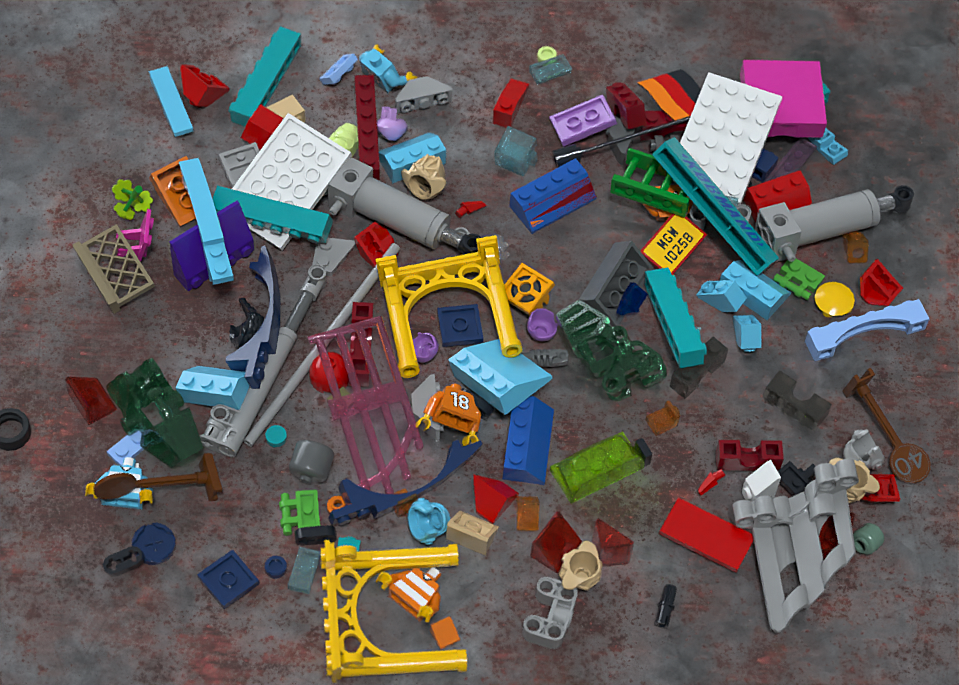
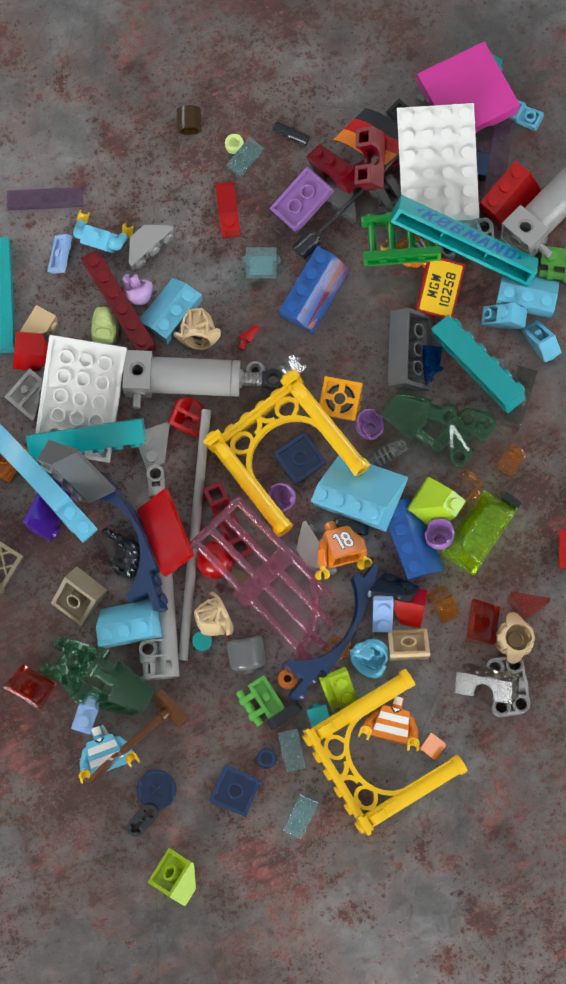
camera: 20 degrees left, 20 degrees up
(122, 628) = (175, 877): none -> lime slope
(184, 343) = (78, 596): none -> dark tan slope
(241, 224) = (74, 472): none -> dark grey slope
(277, 633) = (300, 816): none -> clear light blue plate
(295, 319) = (165, 532): none -> red tile
(297, 415) = (213, 617): none -> tan piece
(352, 25) = (45, 198): none -> clear purple tile
(381, 531) = (338, 689): none -> lime plate
(462, 488) = (382, 614): none -> light blue plate
(486, 471) = (393, 586): none -> black wing
(516, 18) = (189, 120): none -> dark brown piece
(544, 601) = (502, 683): none -> clear smoke arch
(557, 445) = (439, 533): none -> medium lavender hair
(567, 418) = (435, 502): none -> lime slope
(603, 69) = (291, 133): none -> black axle
(613, 427) = (476, 492): none -> clear orange bracket
(670, 92) = (372, 144): none -> dark red arch

